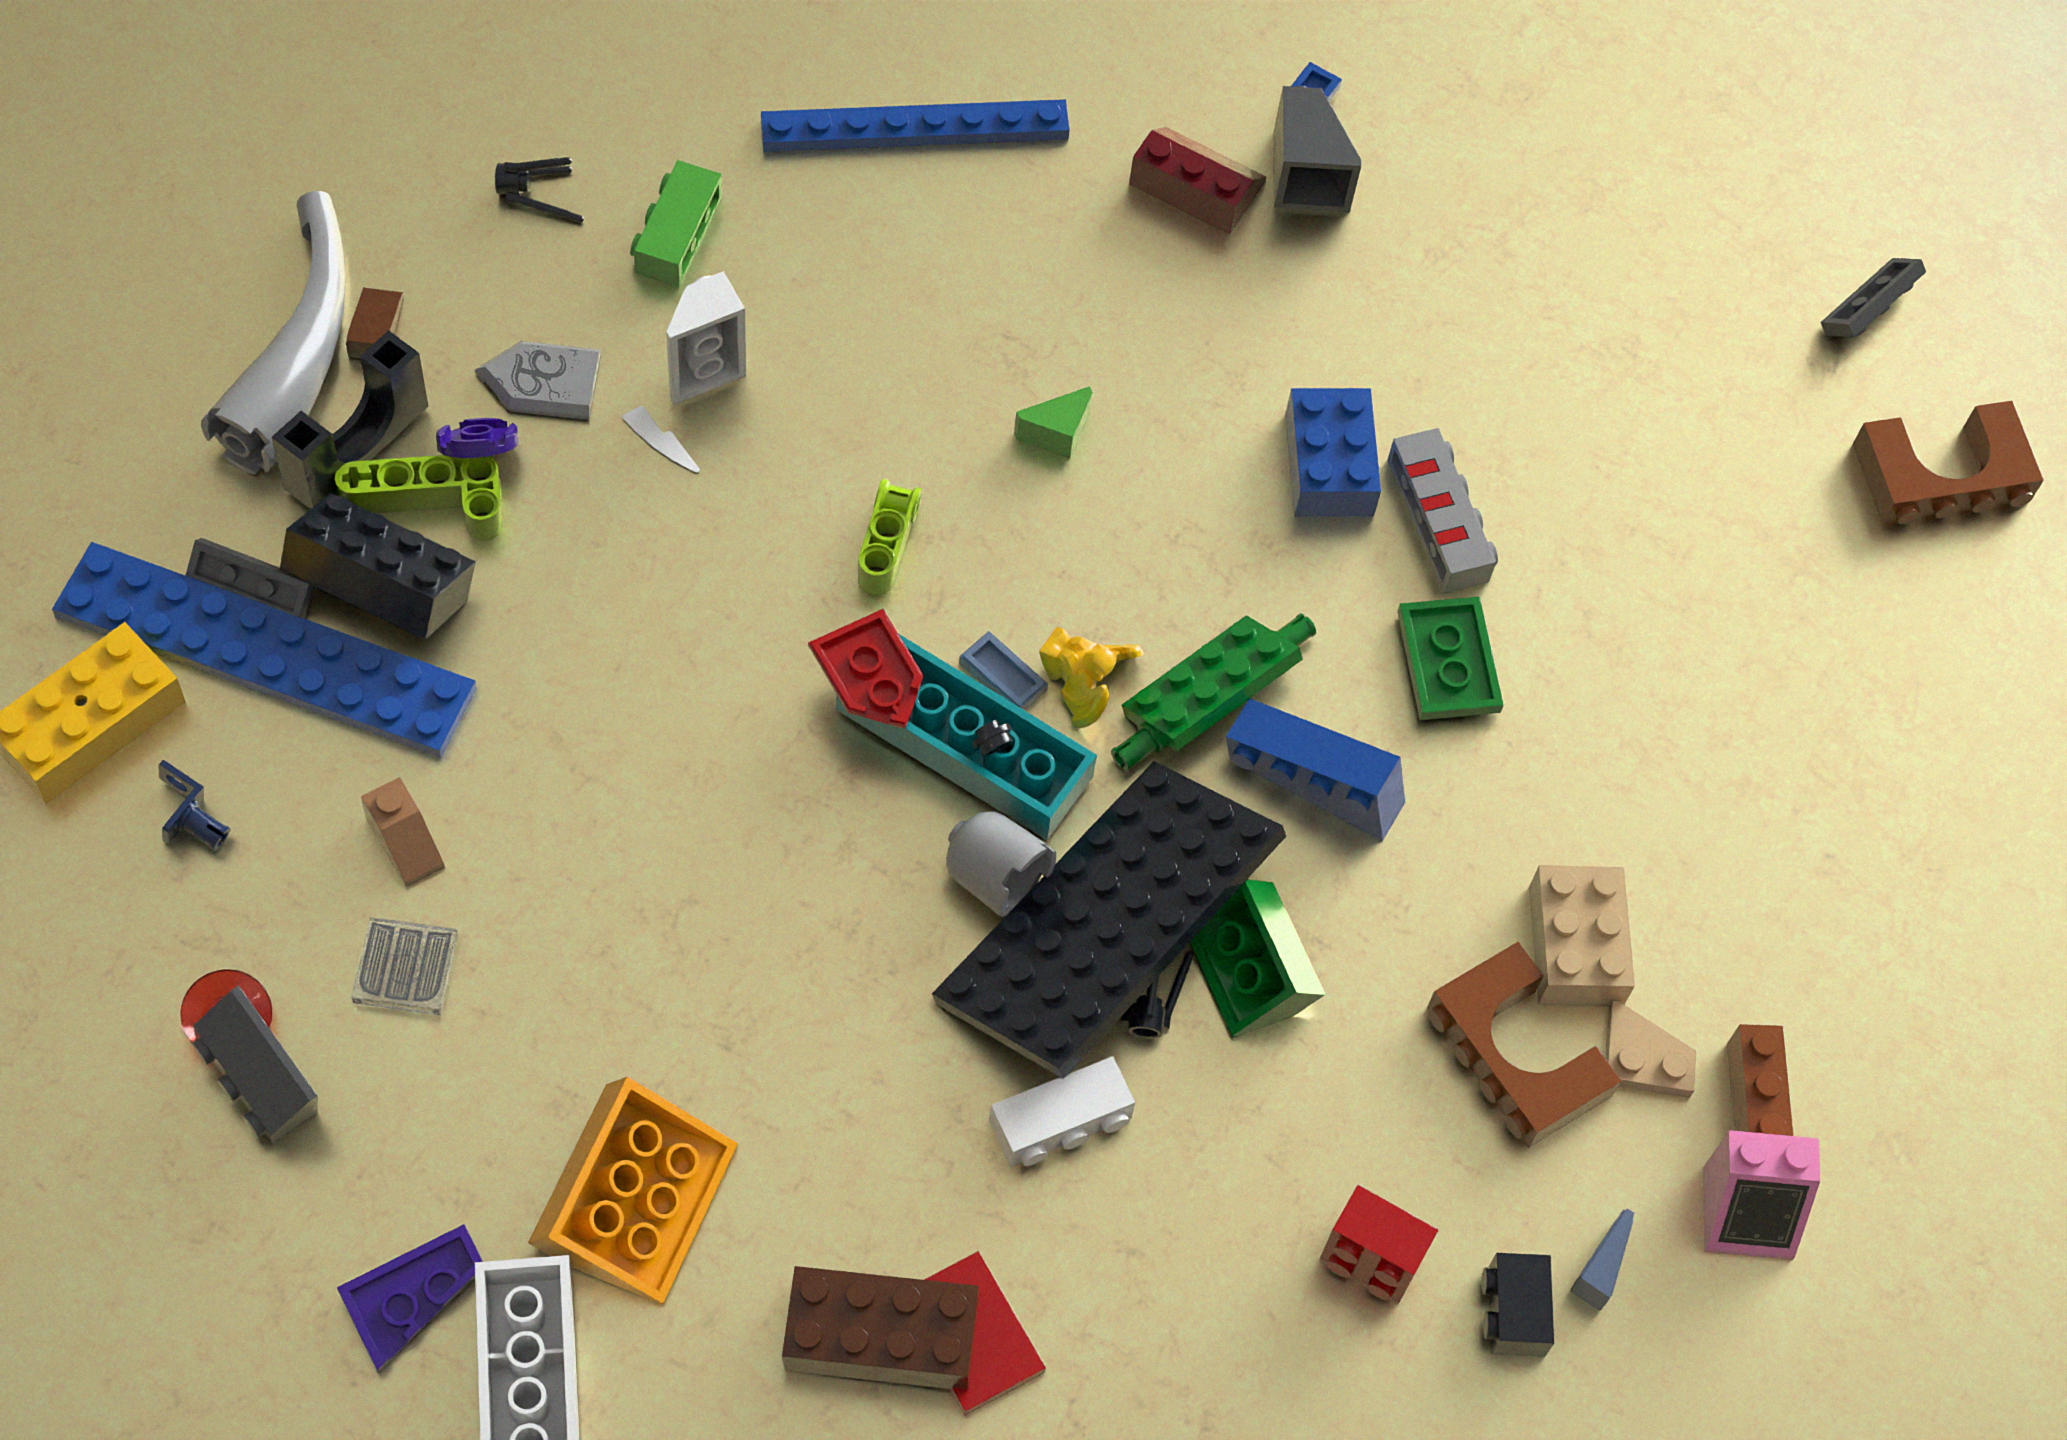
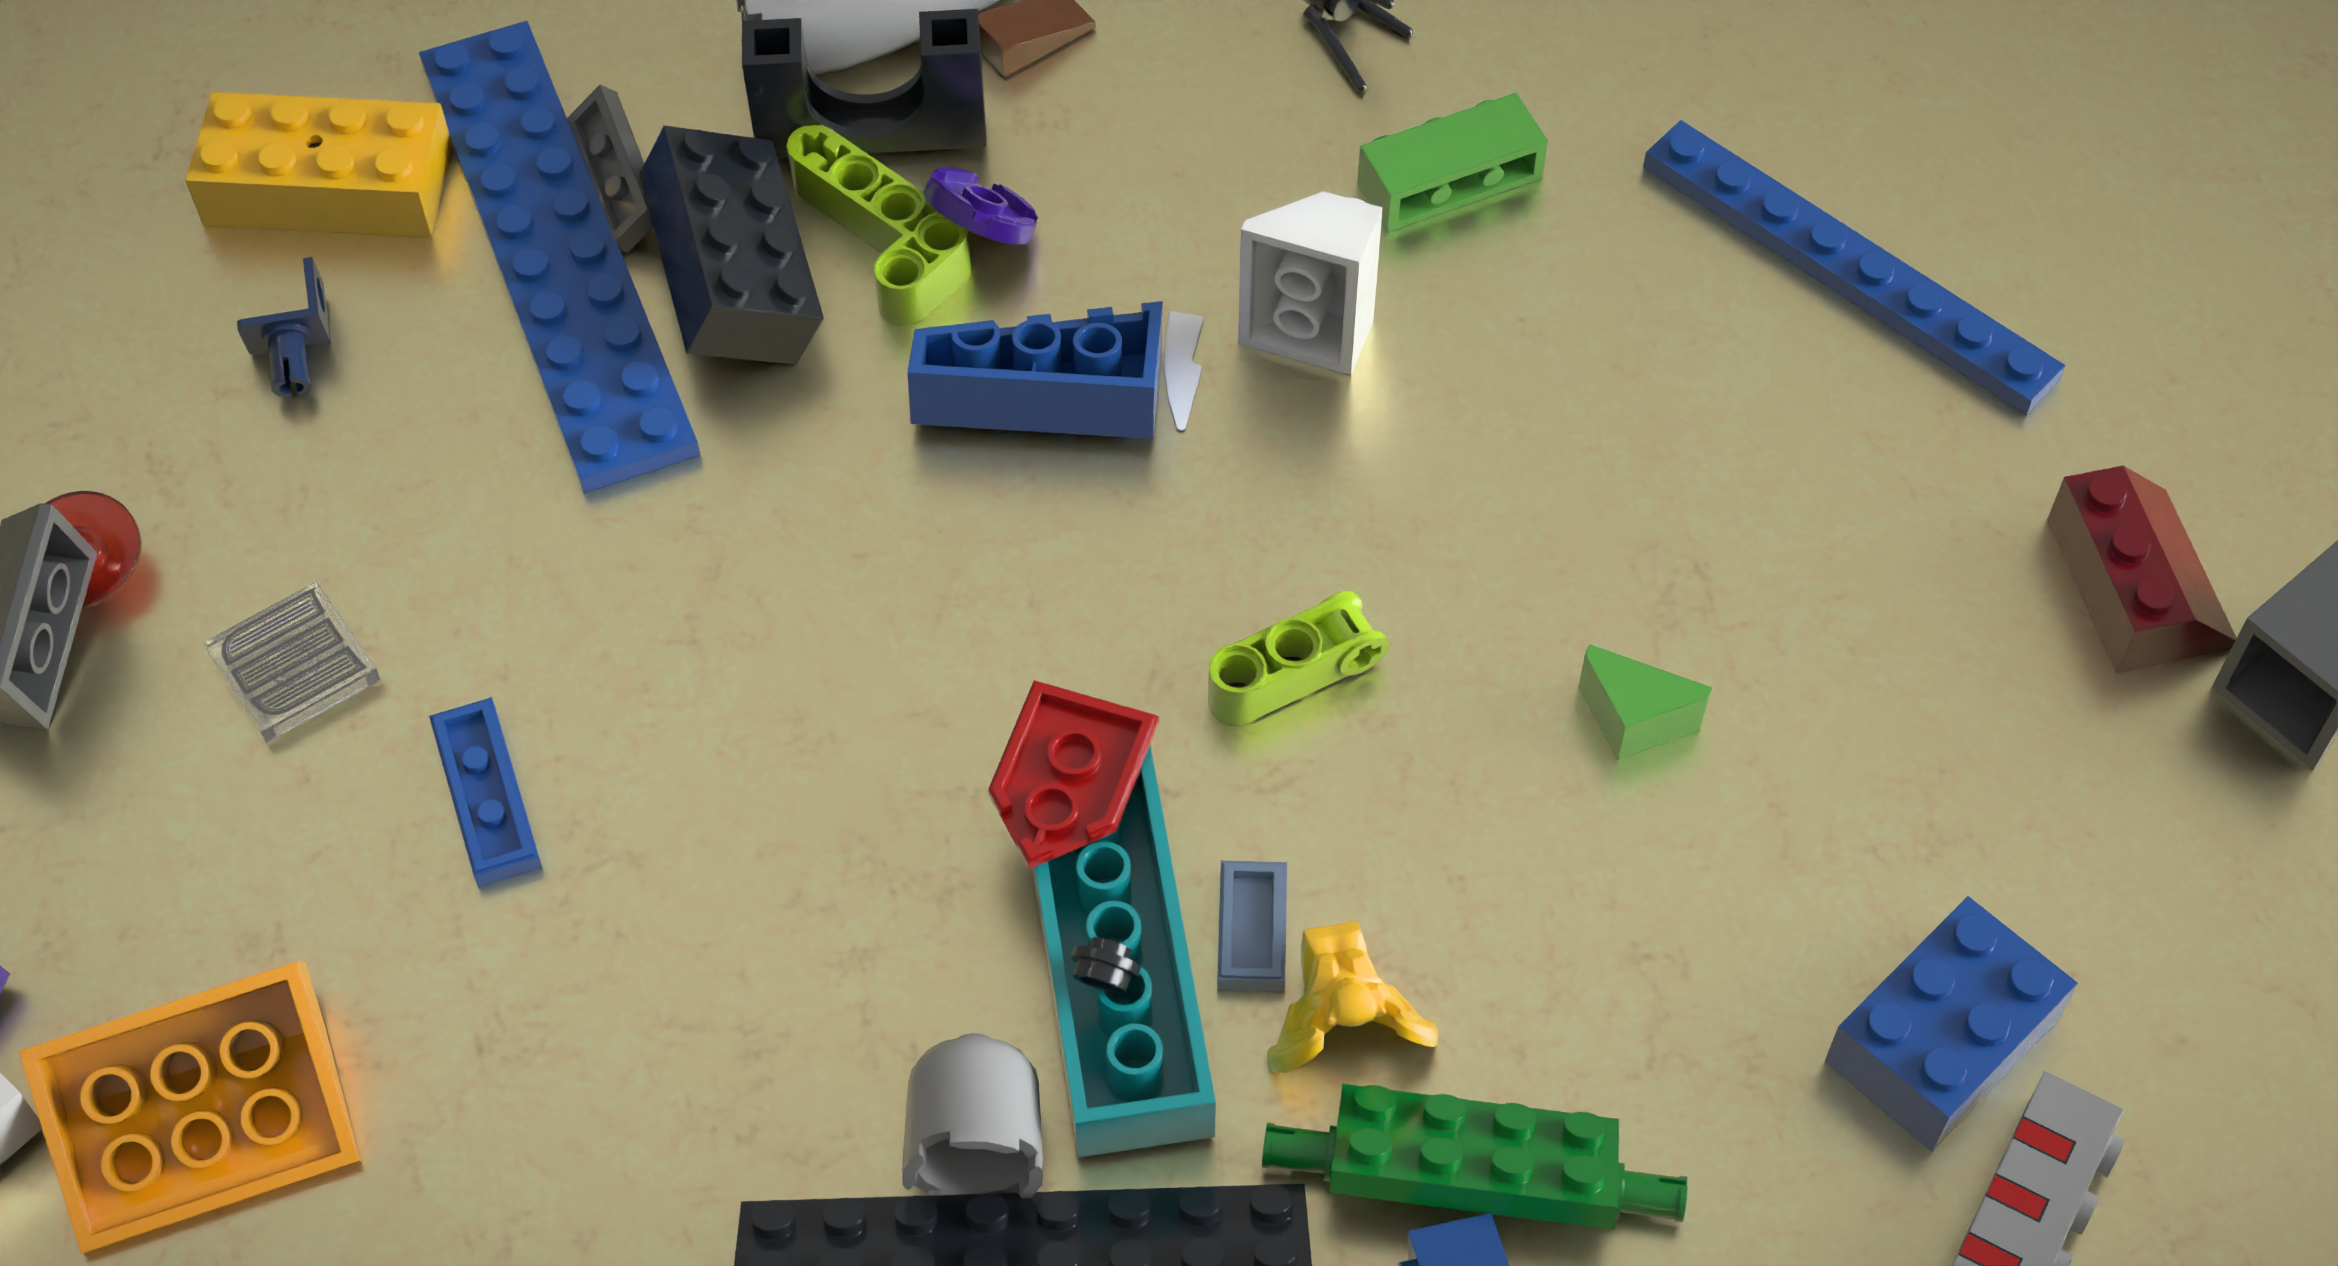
camera: 55 degrees right, 5 degrees down
(402, 831) = (445, 523): medium nougat slope -> none
(544, 379) = (1134, 212): light grey tile -> none
(581, 935) = (485, 792): none -> blue tile
(615, 497) = (1041, 375): none -> blue wedge

